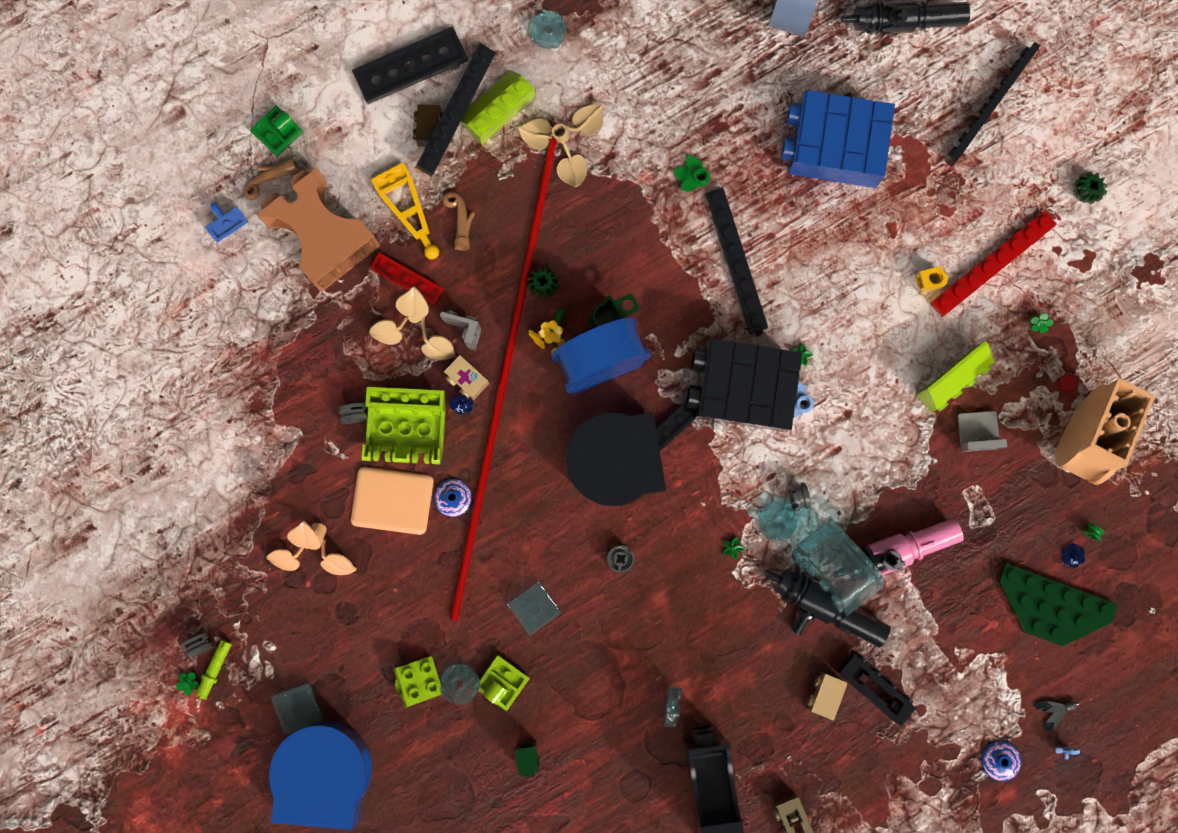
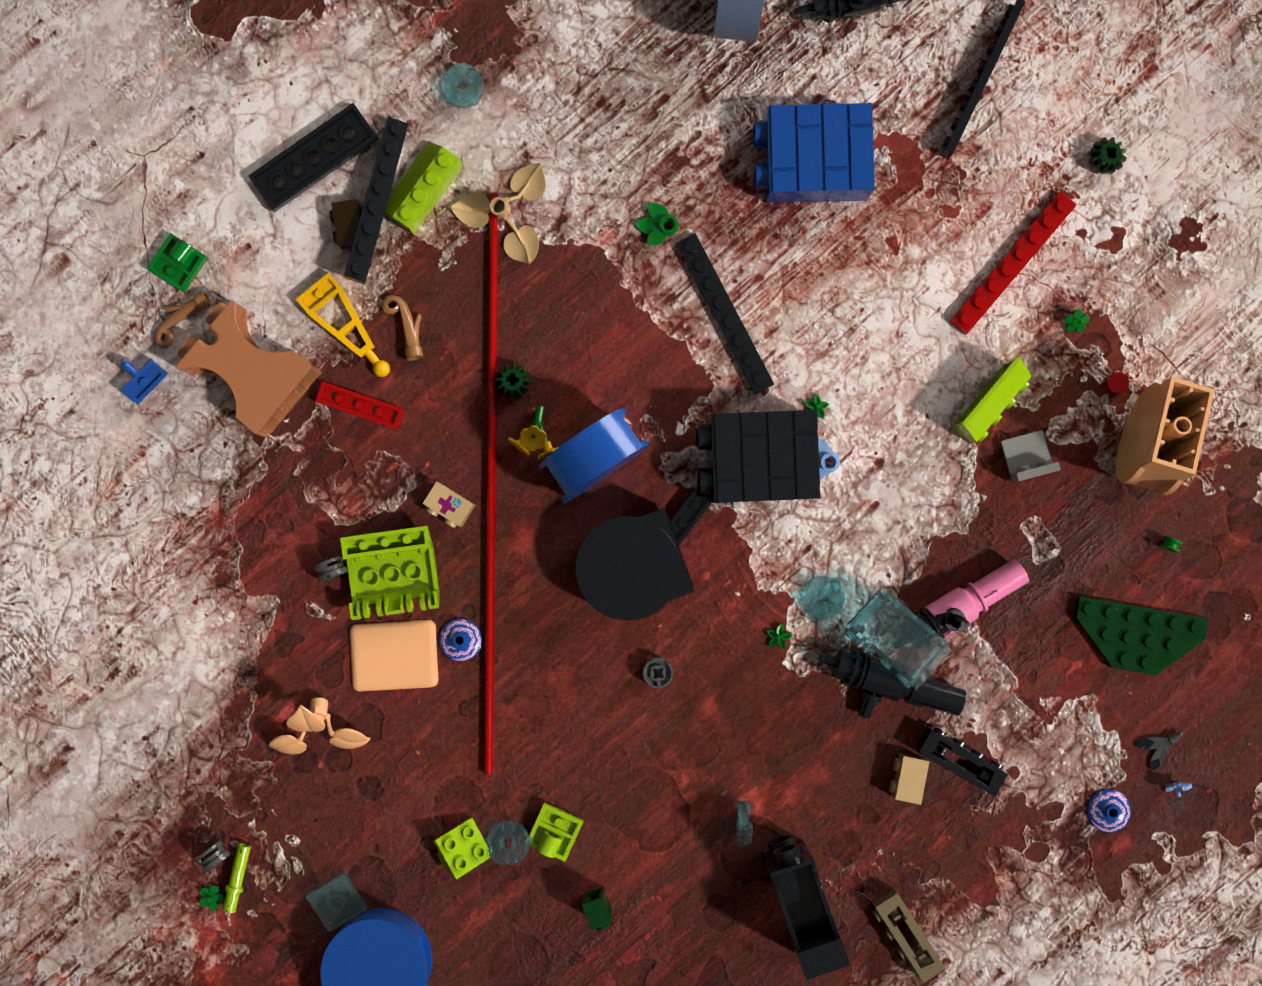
camera: 10 degrees left, 5 degrees up
(415, 308) = (375, 439): tan plant -> none
(461, 404) = (449, 535): clear blue plant -> none
(471, 327) = (443, 457): light grey bracket -> none
(534, 609) = (573, 745): clear light blue plate -> none
(611, 310) = (595, 403): dark green piece -> none
(799, 496) = (841, 567): dark grey wheel -> none
(924, 283) = (940, 301): yellow brick -> none
(1073, 555) = (1147, 573): clear blue plant -> none

